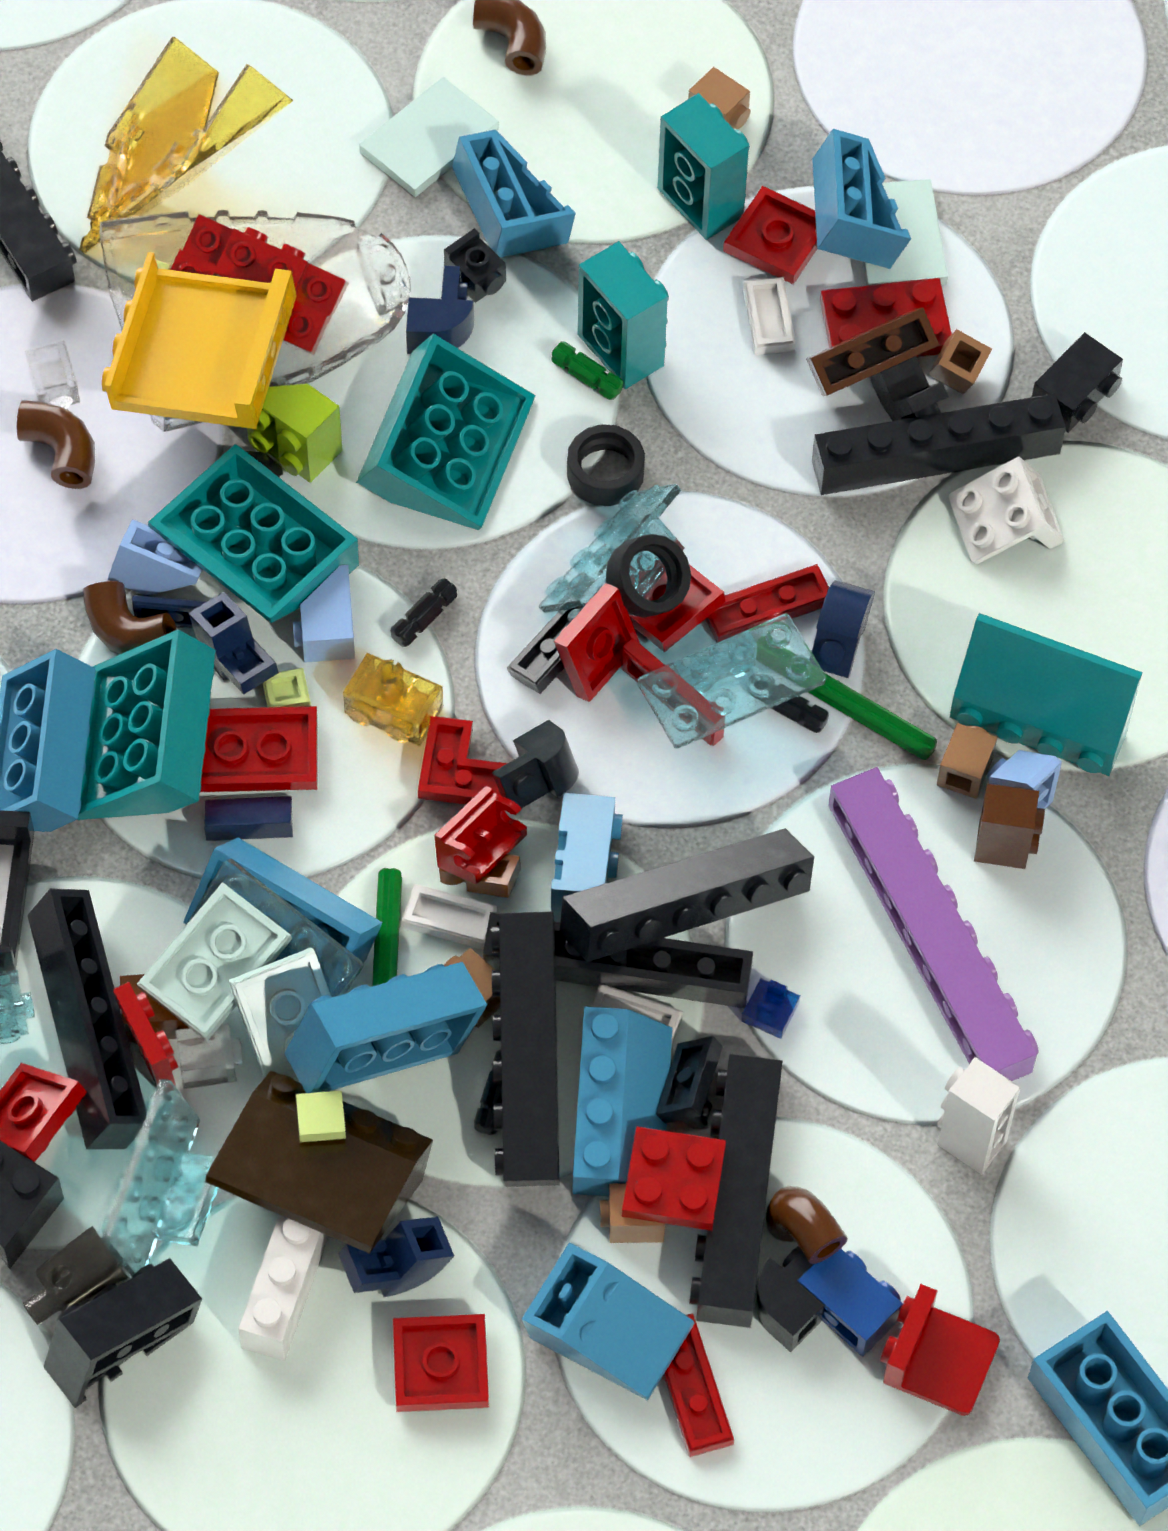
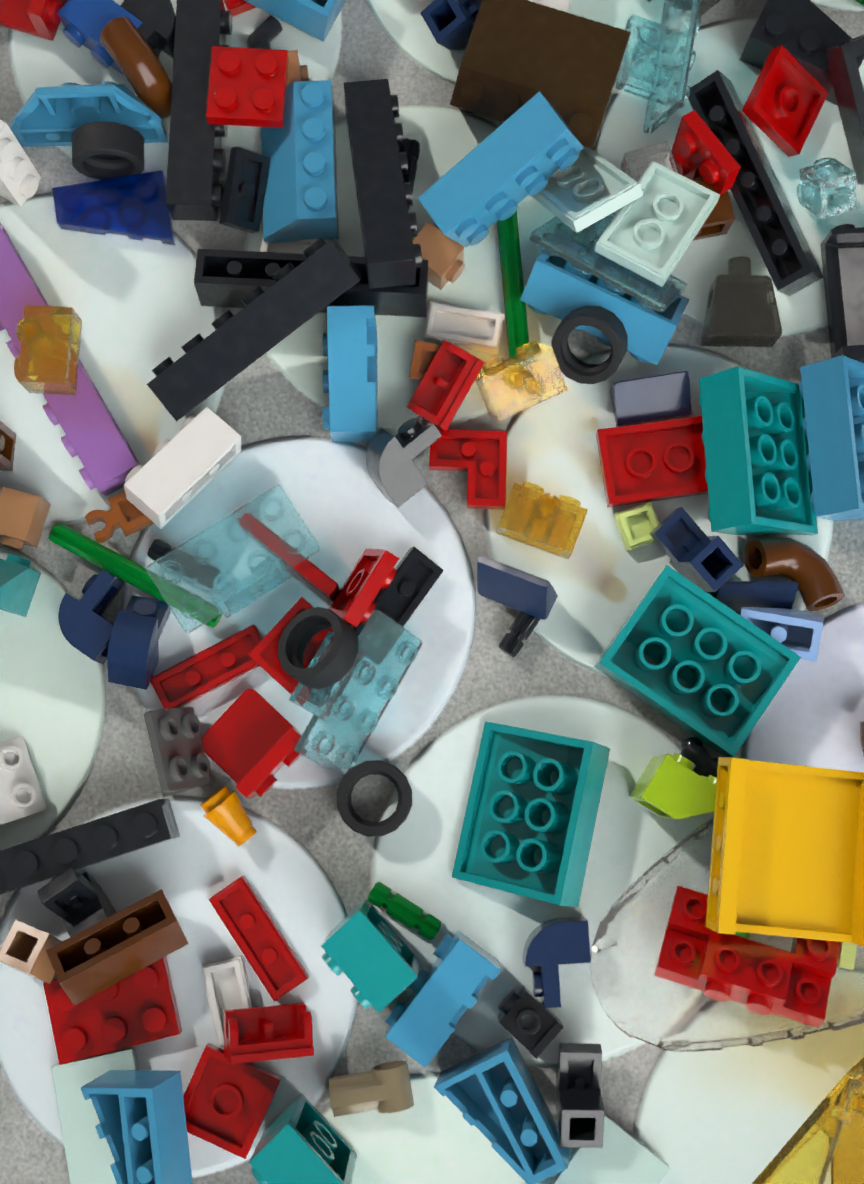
camera: 175 degrees right, 20 degrees up
(131, 893) = (741, 309): none -> clear smoke torso
(311, 859) = (602, 320): none -> black tyre
(320, 1116) = (546, 79): yellowish green tile -> none
(327, 620) = (612, 595): light blue slope -> none
(394, 832) = (520, 380): none -> clear yellow brick
(430, 635) = (515, 588): none -> dark blue slope
(437, 197) = (579, 1095): none -> black brick
(546, 297) = (440, 997): none -> dark azure wedge
(635, 228) = (381, 1089): none -> dark tan piece
(657, 1263) = (264, 34): none -> black arm
(724, 521) = (252, 743): none -> red bracket
(732, 276) = (267, 1033): none -> red hinge
(736, 364) = (259, 938): none -> red tile
(759, 466) = (228, 815): none -> light orange cone
(771, 1007) = (179, 274): clear blue tile -> none
(782, 781) = (182, 466): none -> white brick
(805, 516) = (177, 749): none -> dark grey bracket
(844, 1092) = (118, 206): none -> clear blue wing
(846, 755) = (121, 515): none -> dark orange plate
(848, 1131) = (107, 150): none -> black tyre
(874, 1191) = (57, 111): none -> dark azure wedge
(894, 648) = (83, 620): none -> dark blue brick
(920, 896) = (48, 350): none -> clear yellow brick

